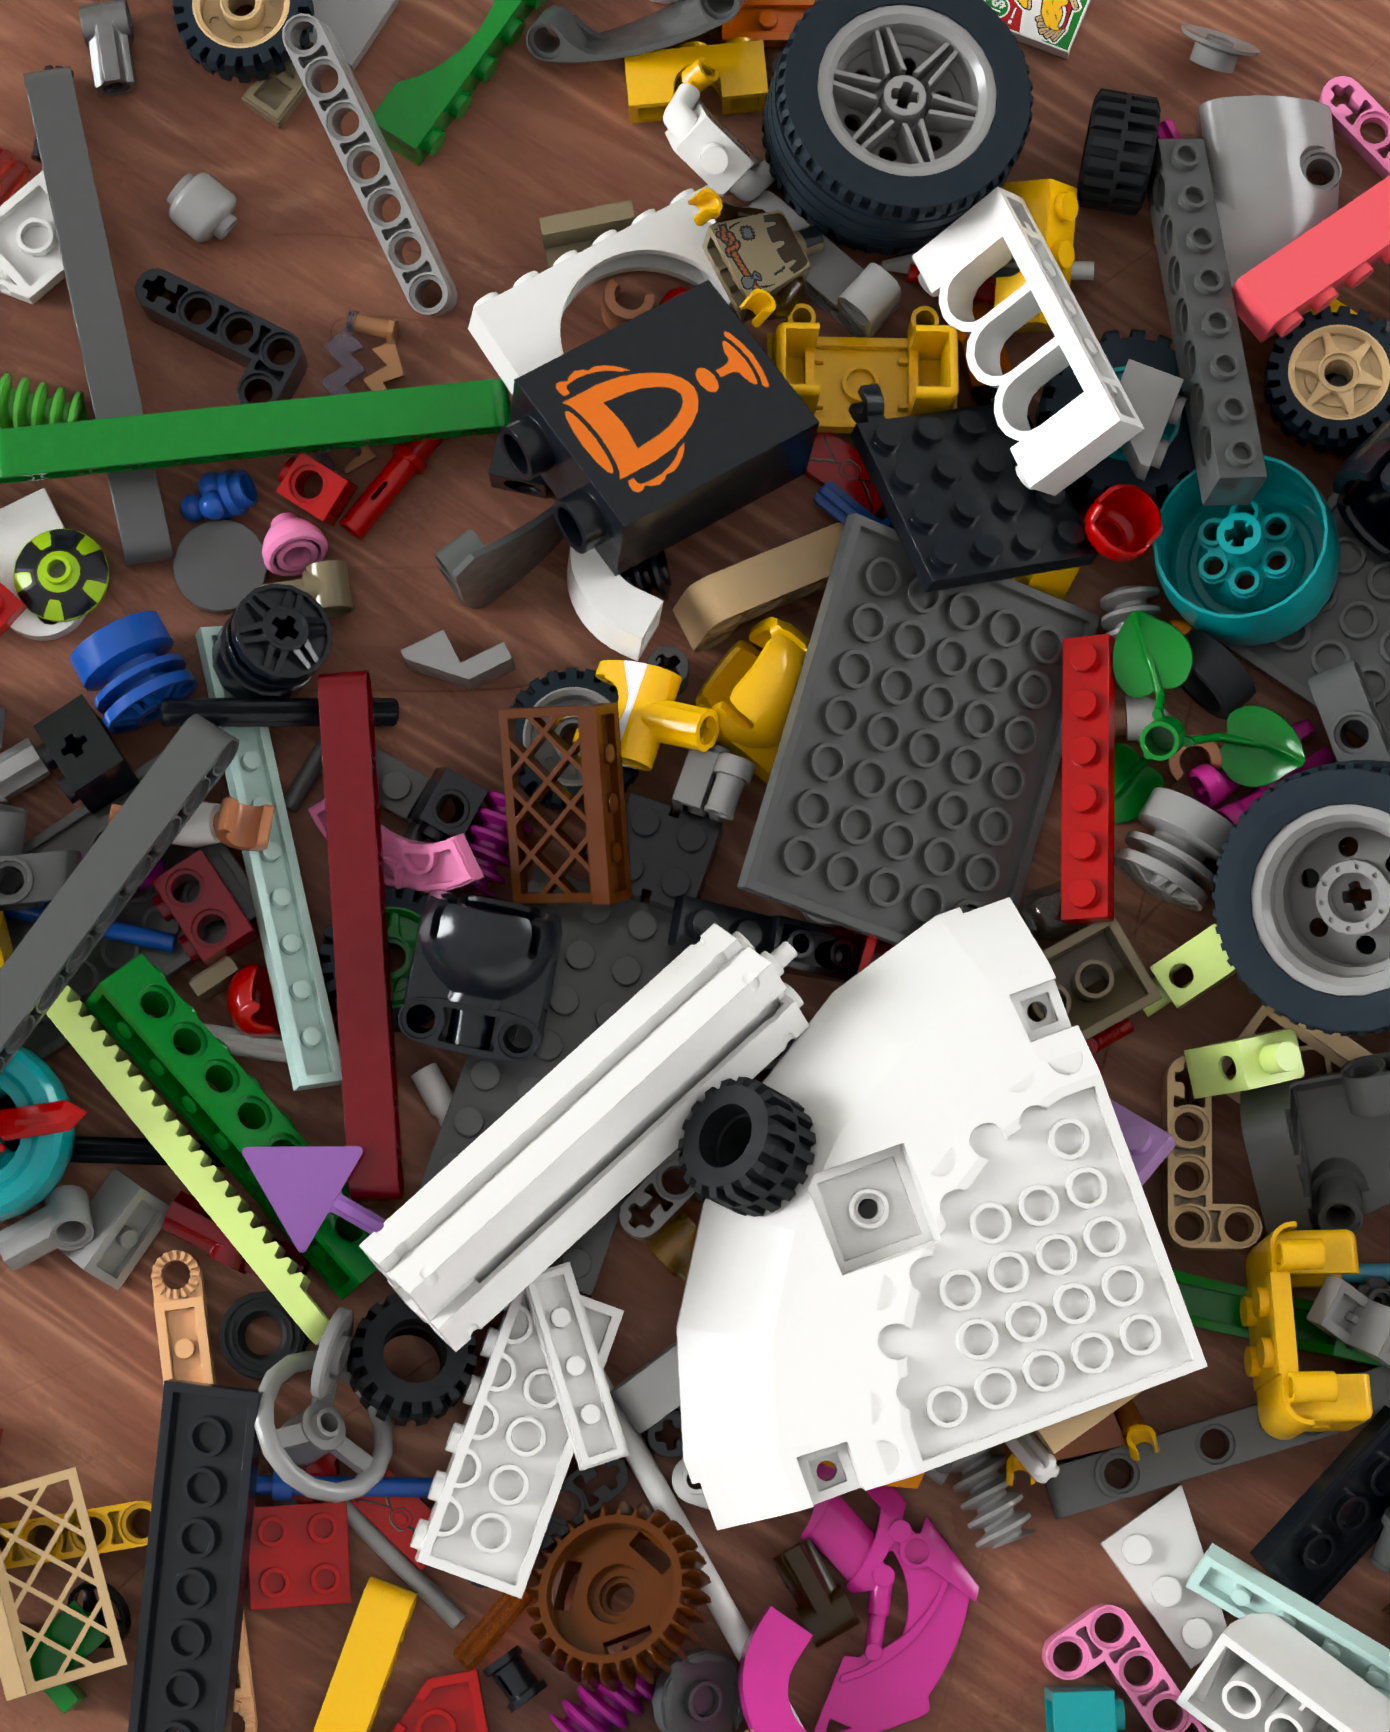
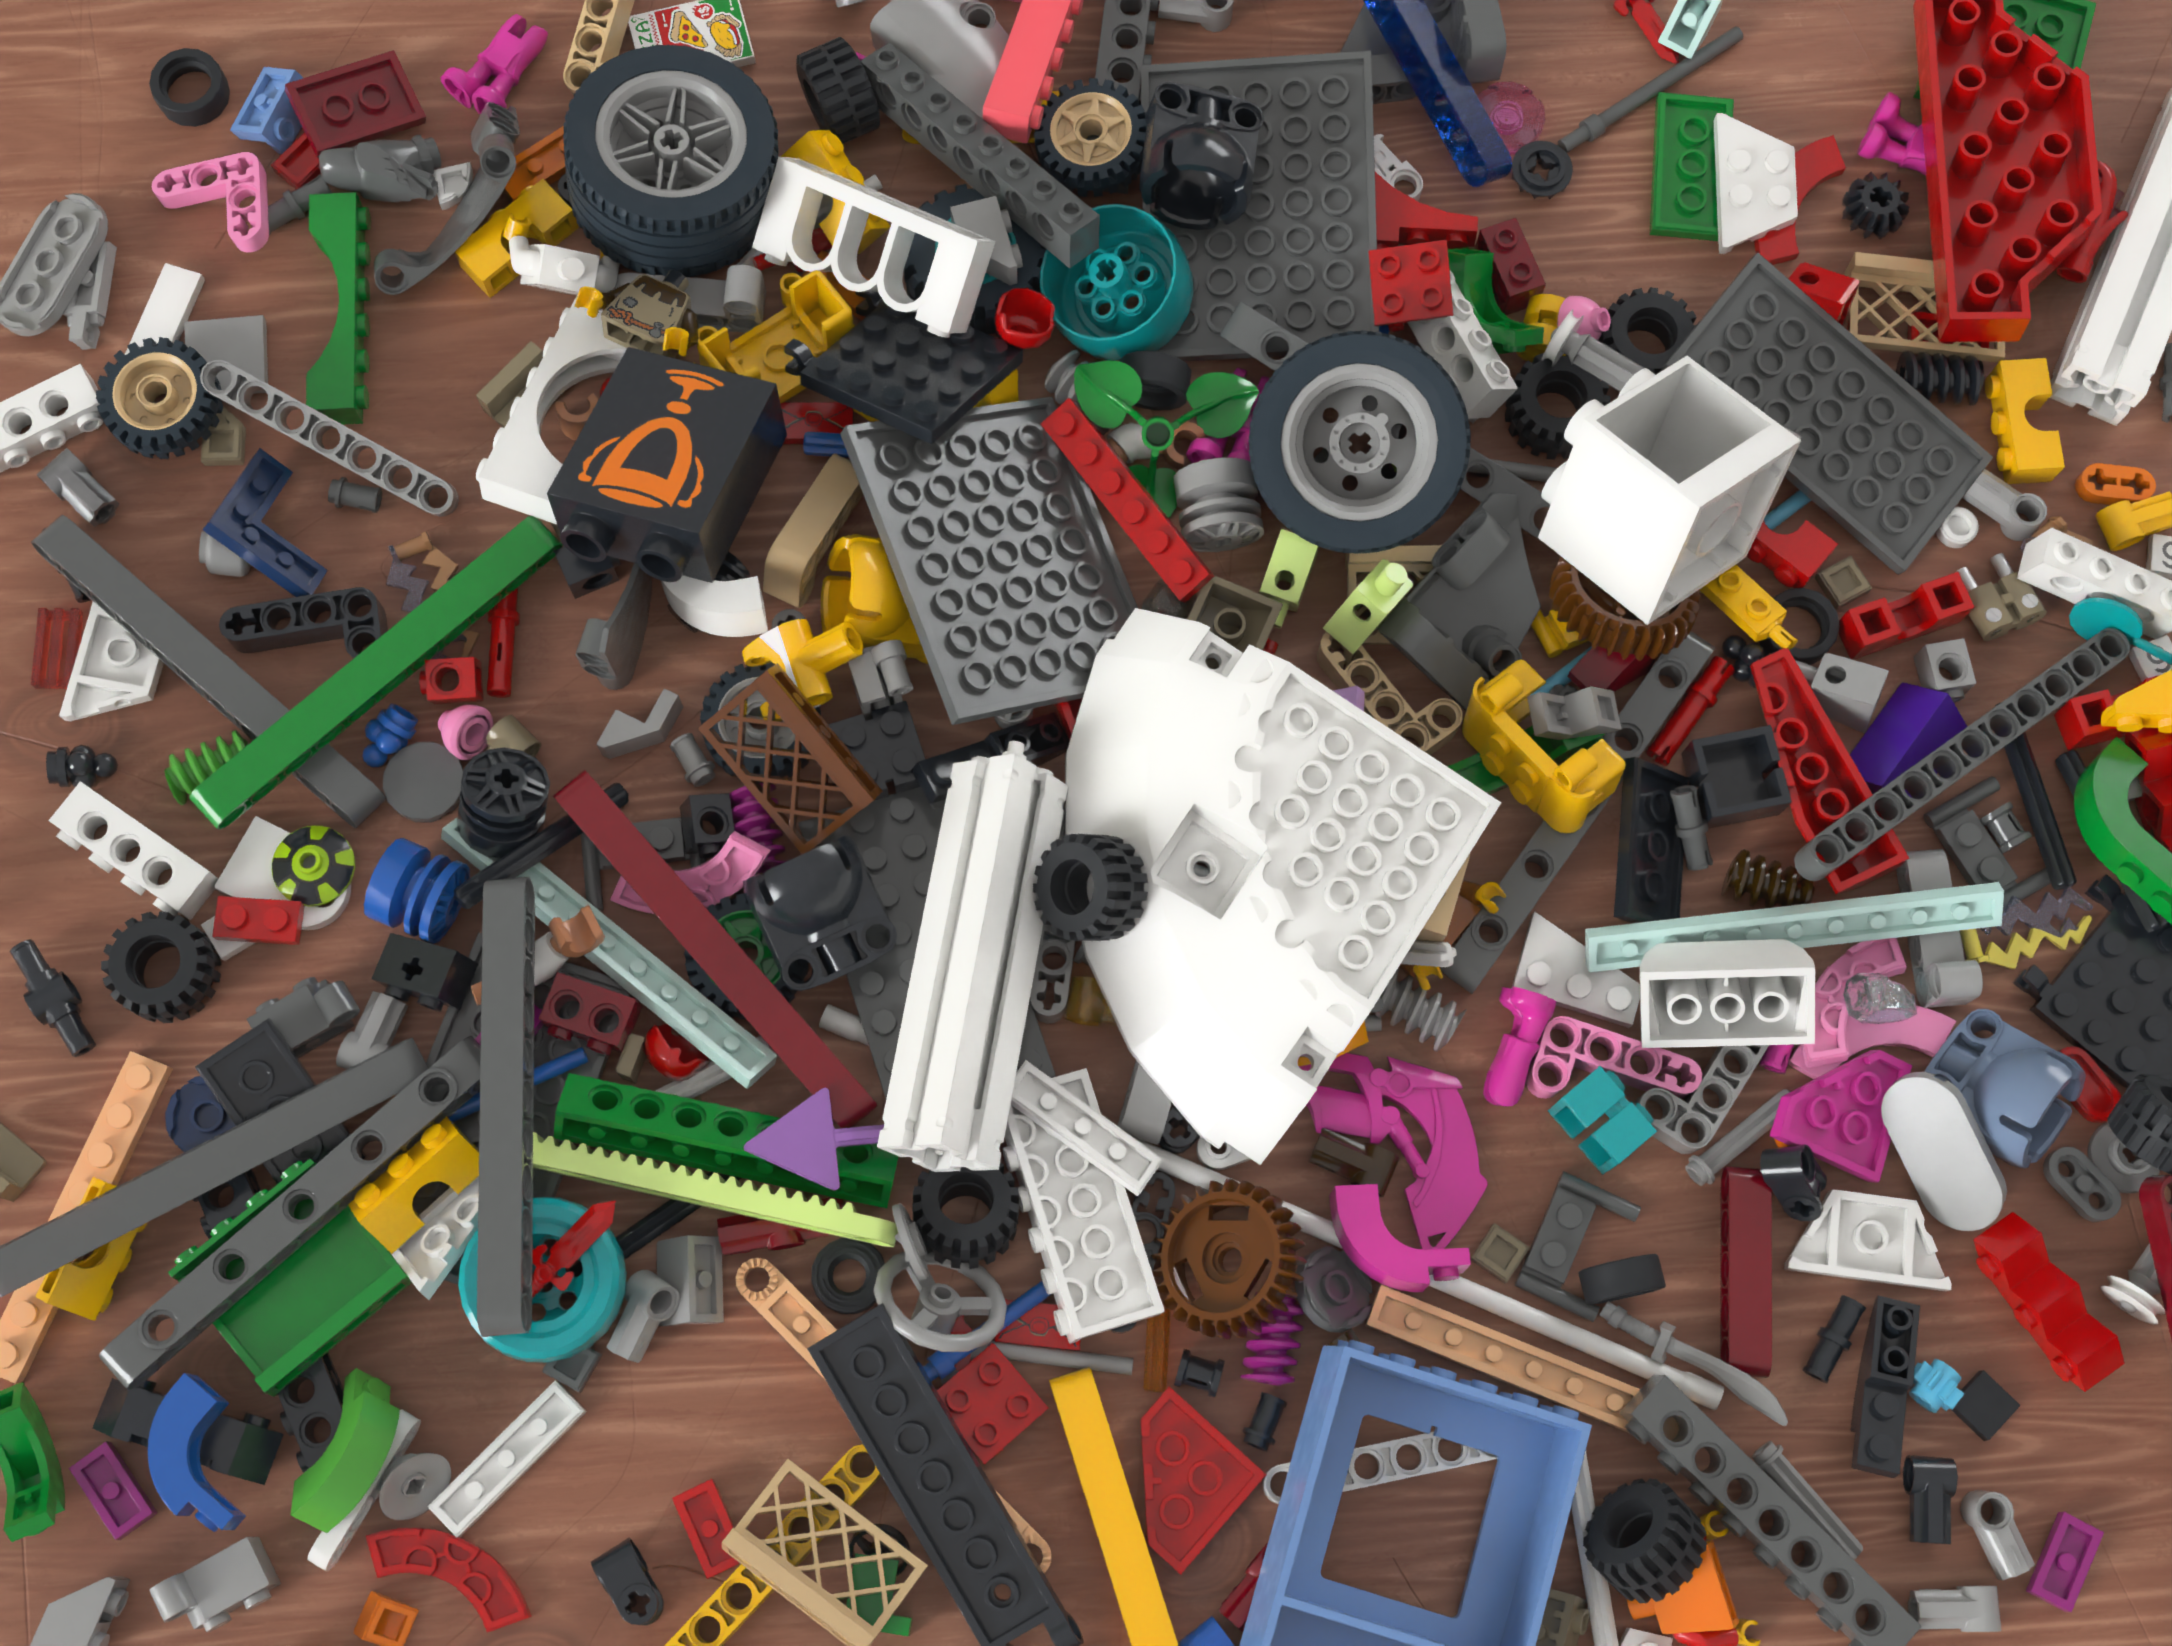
camera: 45 degrees left, 5 degrees down
(221, 201) = (240, 528): none -> dark blue plate
(357, 235) = (354, 495): none -> dark grey pin
(483, 730) = (696, 766): none -> light grey pin
(1055, 1607) = (1511, 1064): none -> dark pink piece

